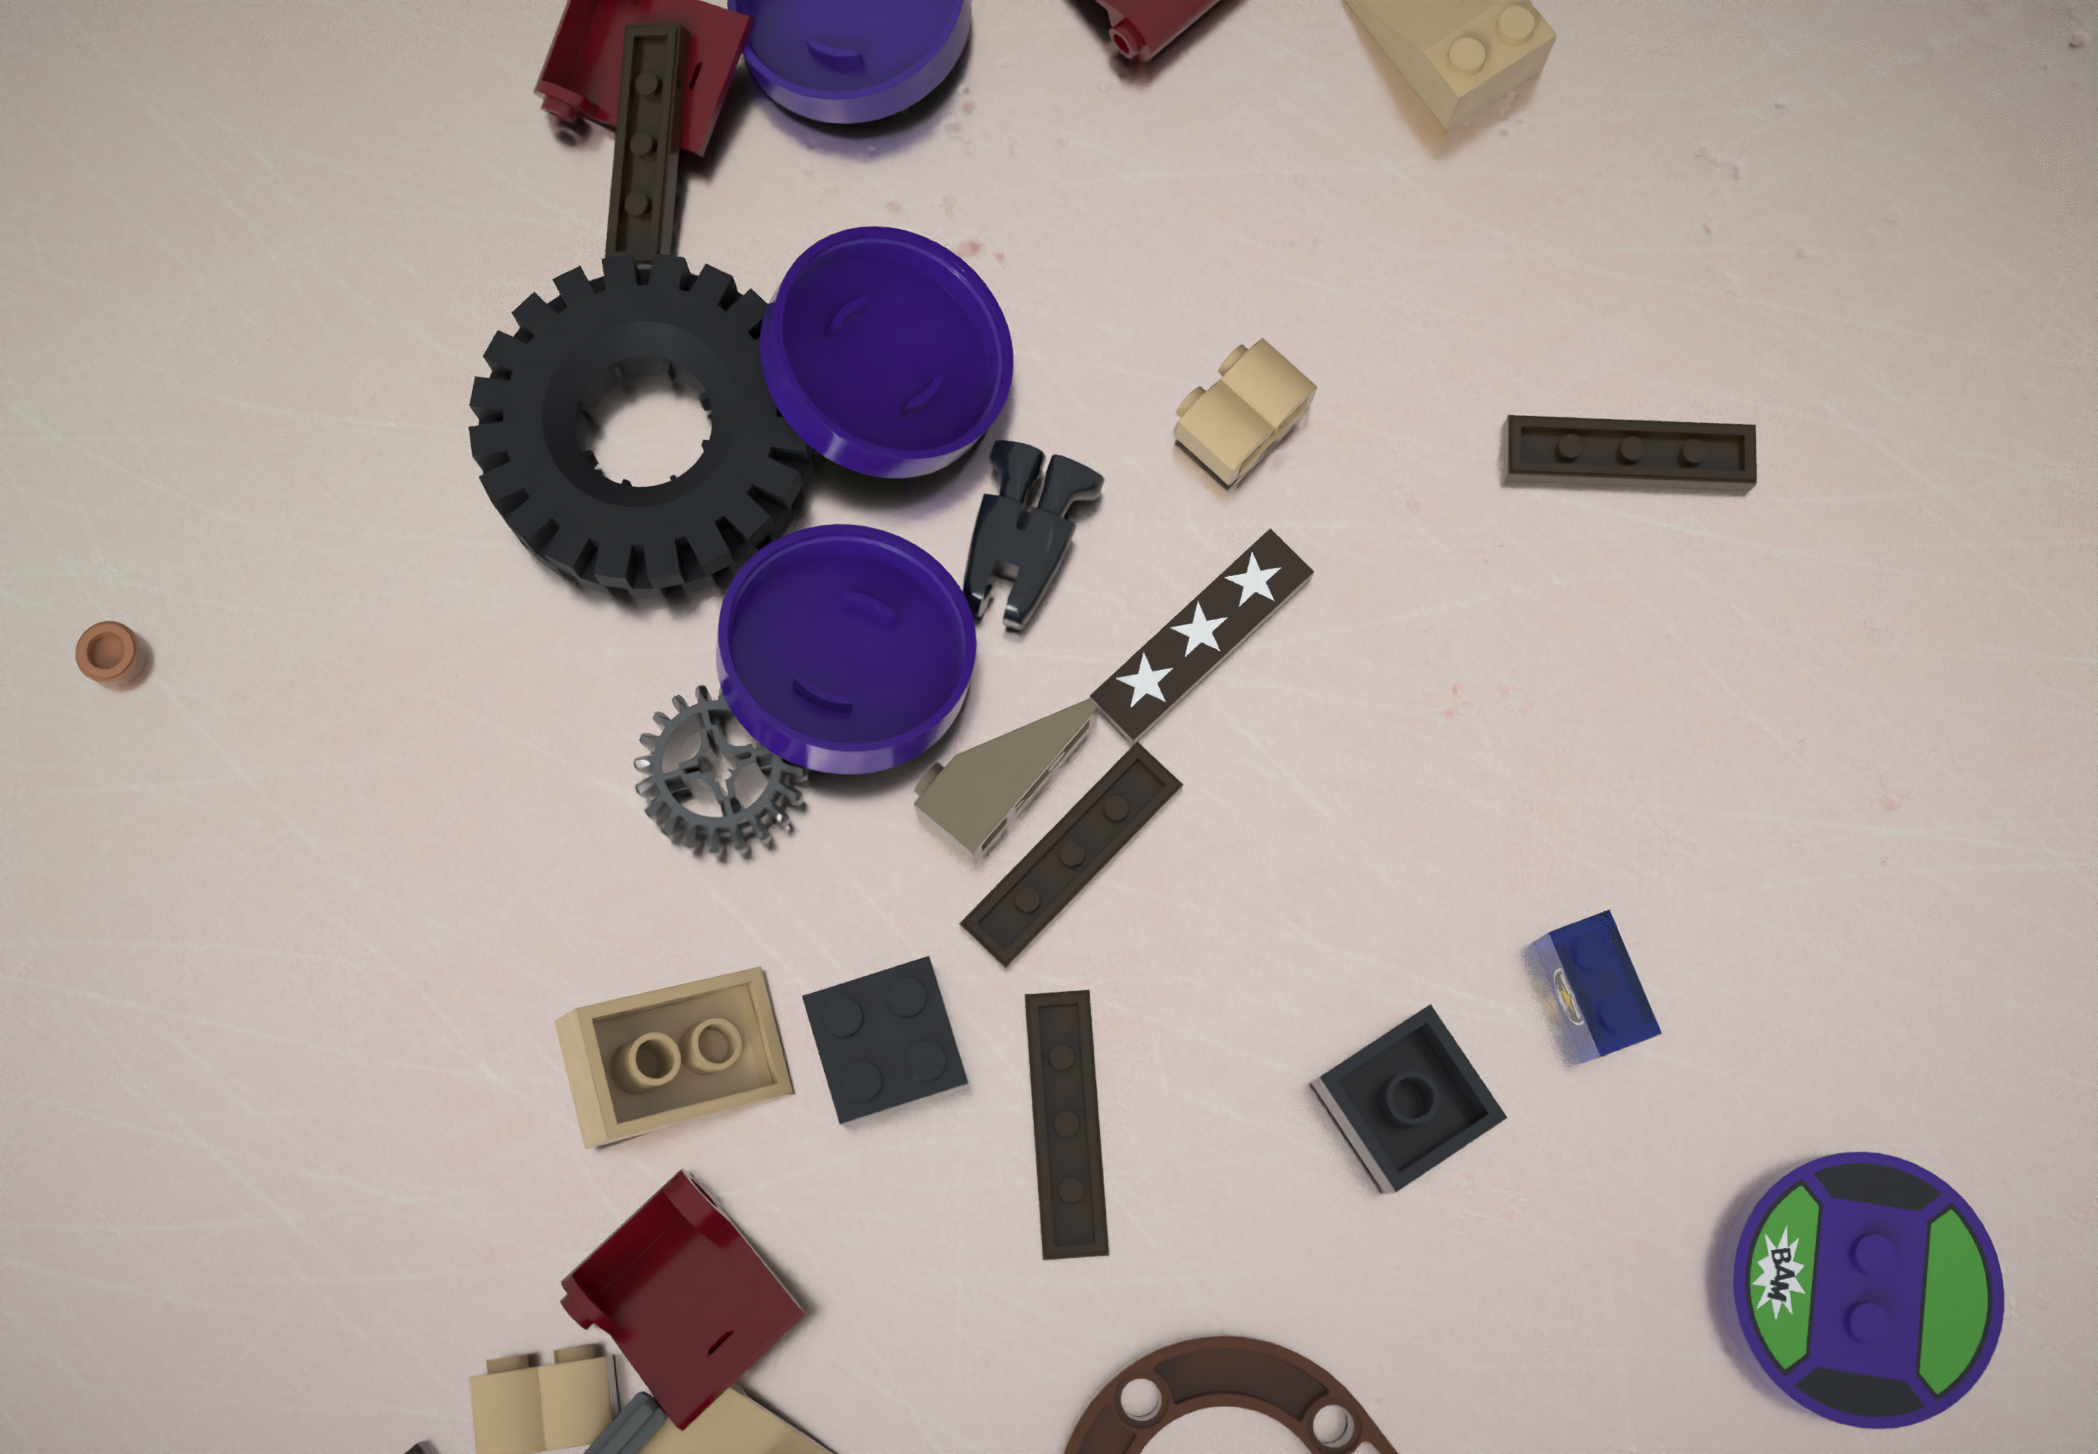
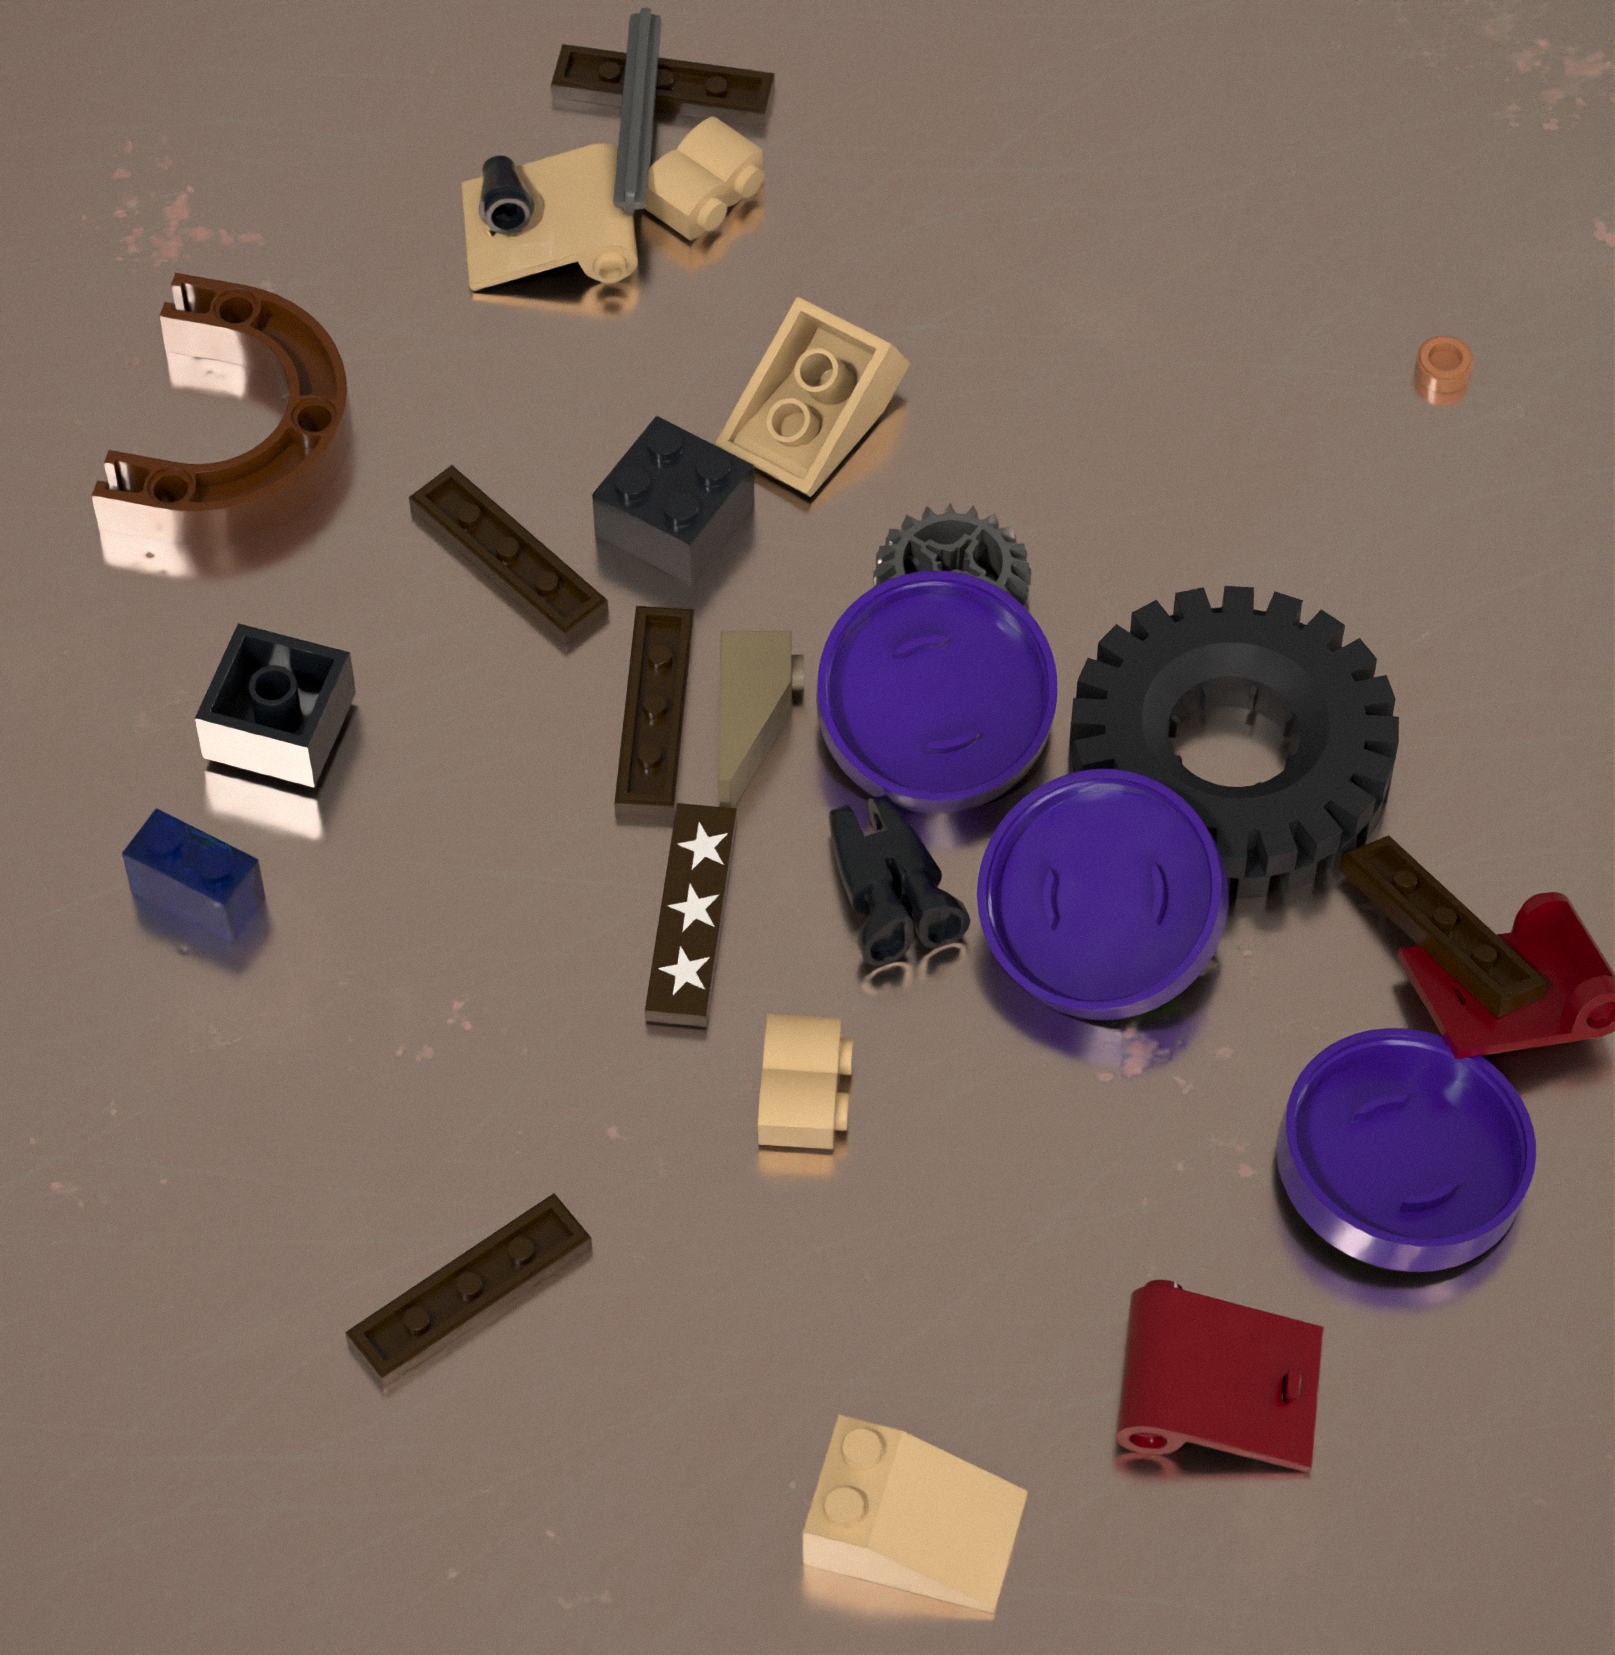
camera: 140 degrees right, 20 degrees down
(682, 1298) = (669, 280): dark red door -> none

